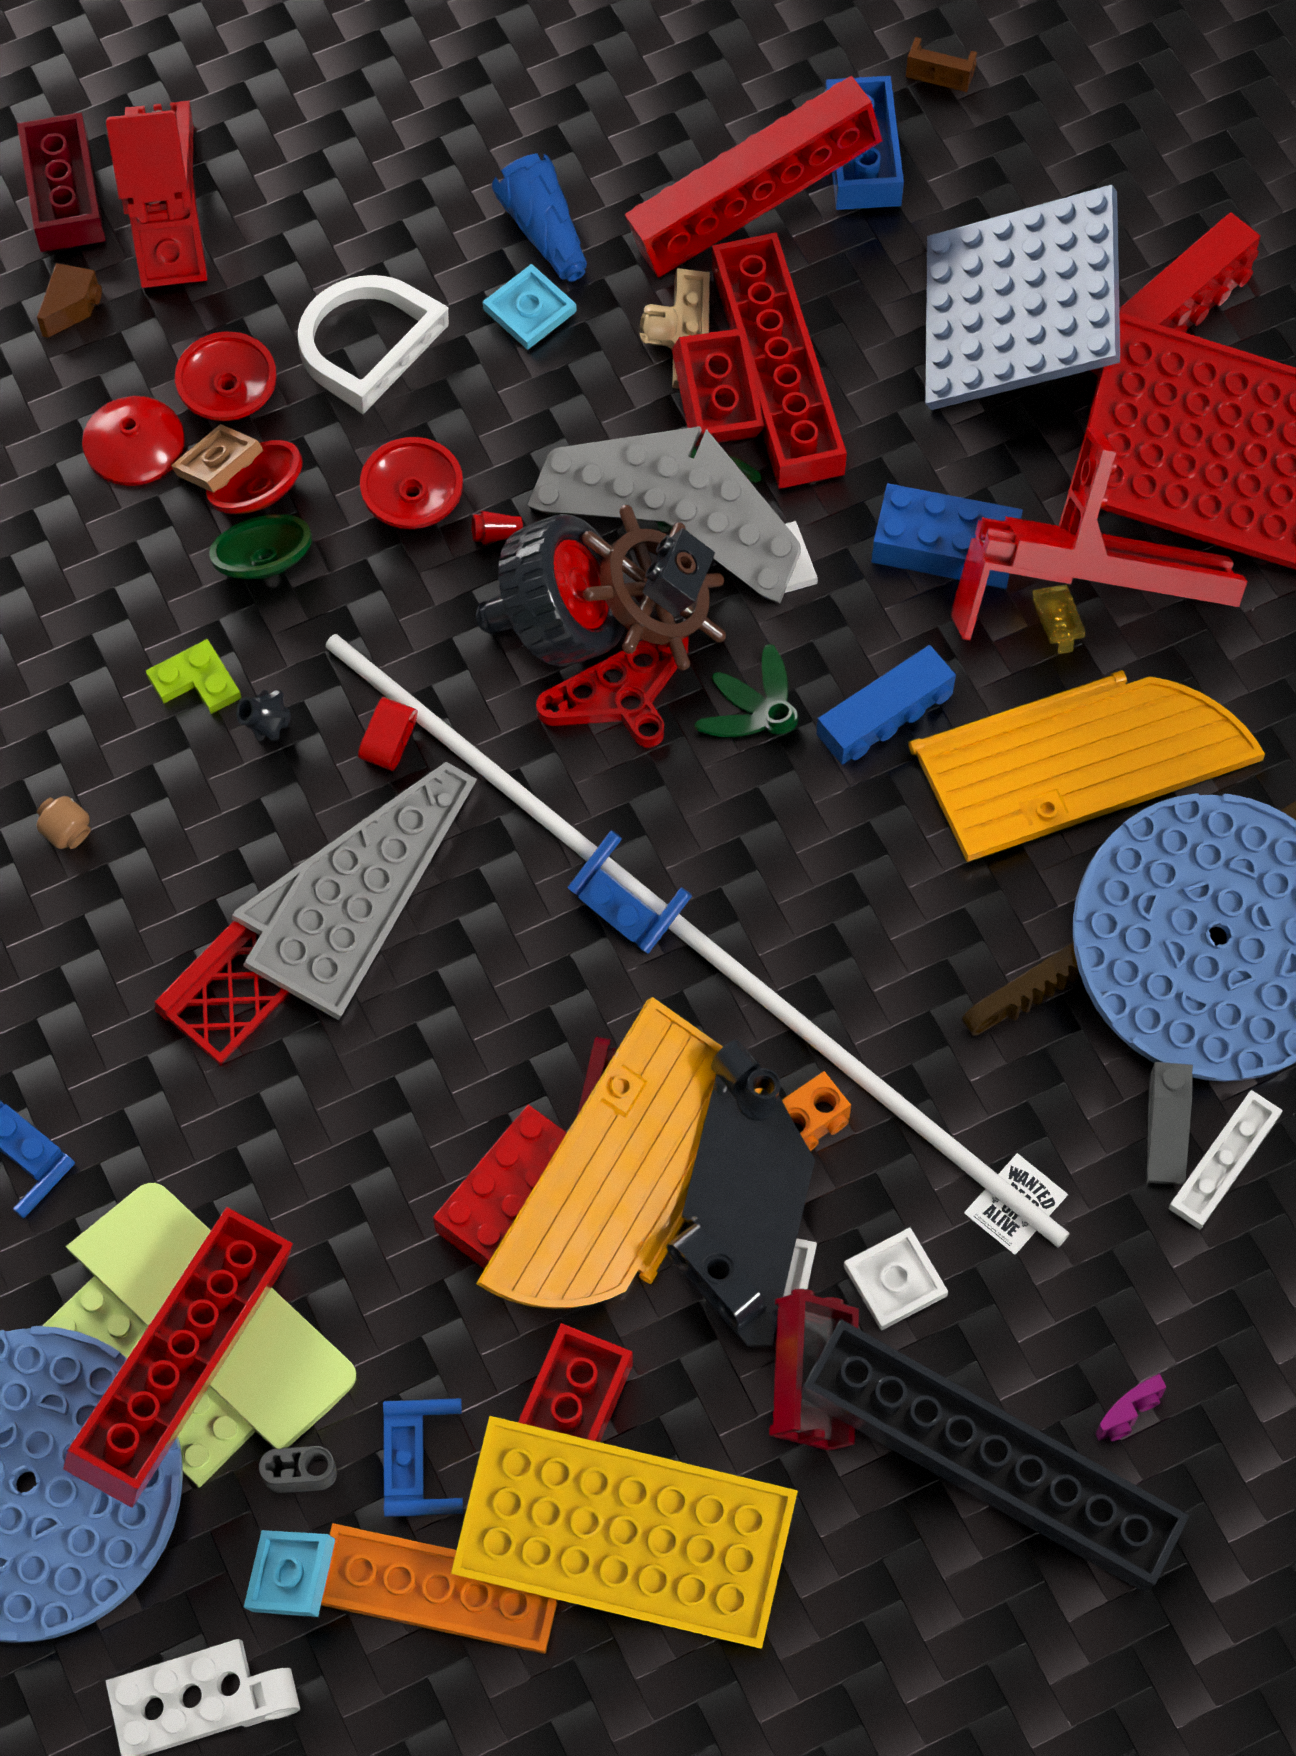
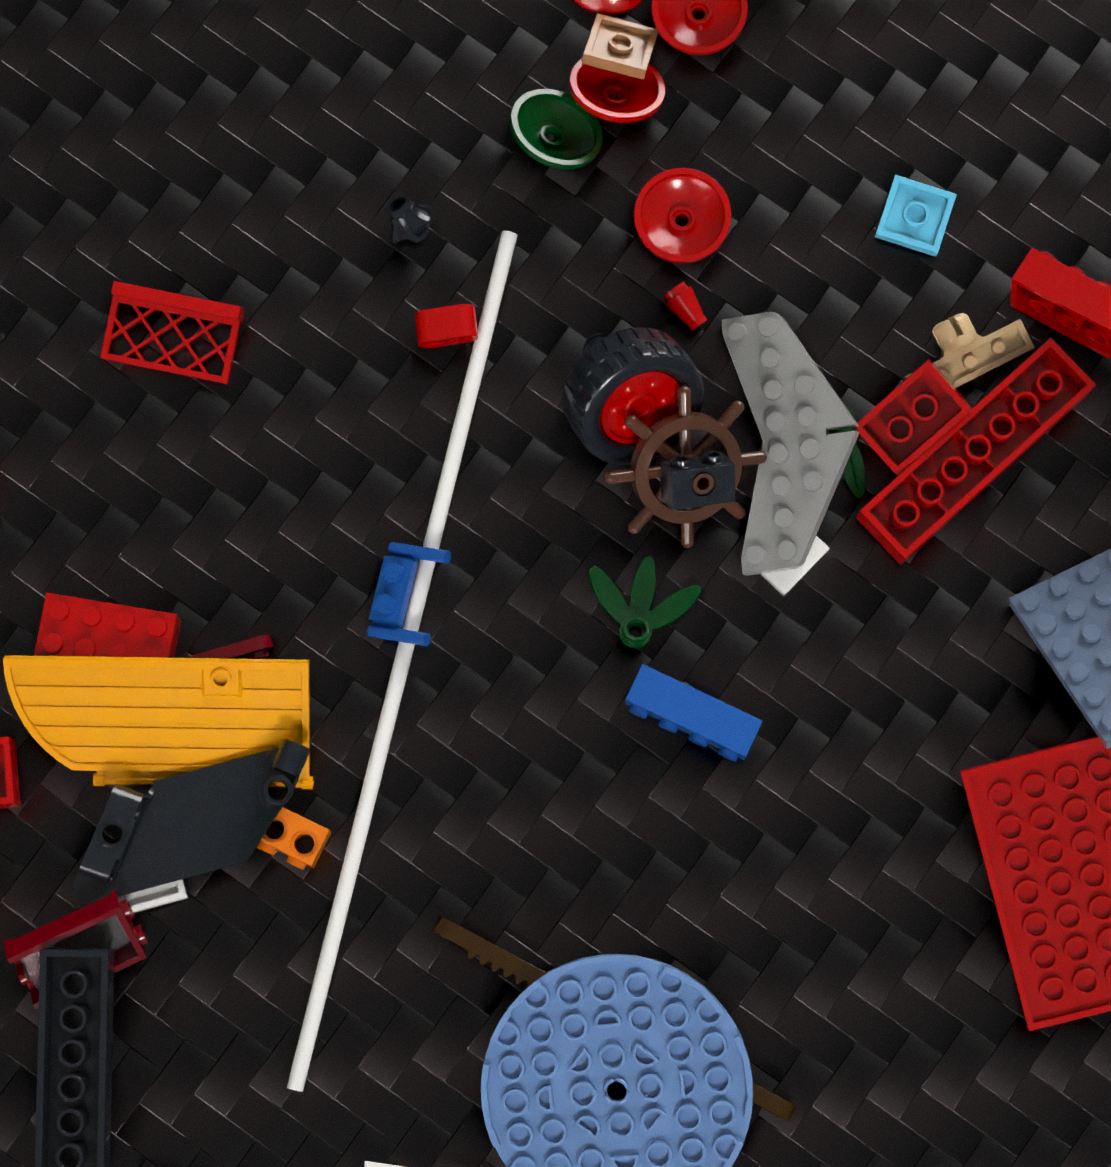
camera: 60 degrees right, 15 degrees up
(63, 822) = (232, 120): medium nougat head -> none
(198, 669) = (426, 142): lime plate -> none
(339, 905) = (274, 374): light grey wing -> none
(365, 392) = (806, 138): white window -> none
(542, 213) = (1012, 172): blue cone -> none
(606, 698) = (578, 481): red beam -> none
(895, 1279) = (191, 973): white plate -> none
(932, 531) = (882, 682): blue brick -> none
(1001, 1220) = (329, 1043): white sticker -> none
(1059, 616) = (856, 814): clear yellow plate -> none
(1077, 758) = (733, 895): light orange door -> none
(1084, 553) = (897, 792): red piece -> none
(1169, 1122) = (434, 1127): dark grey slope -> none

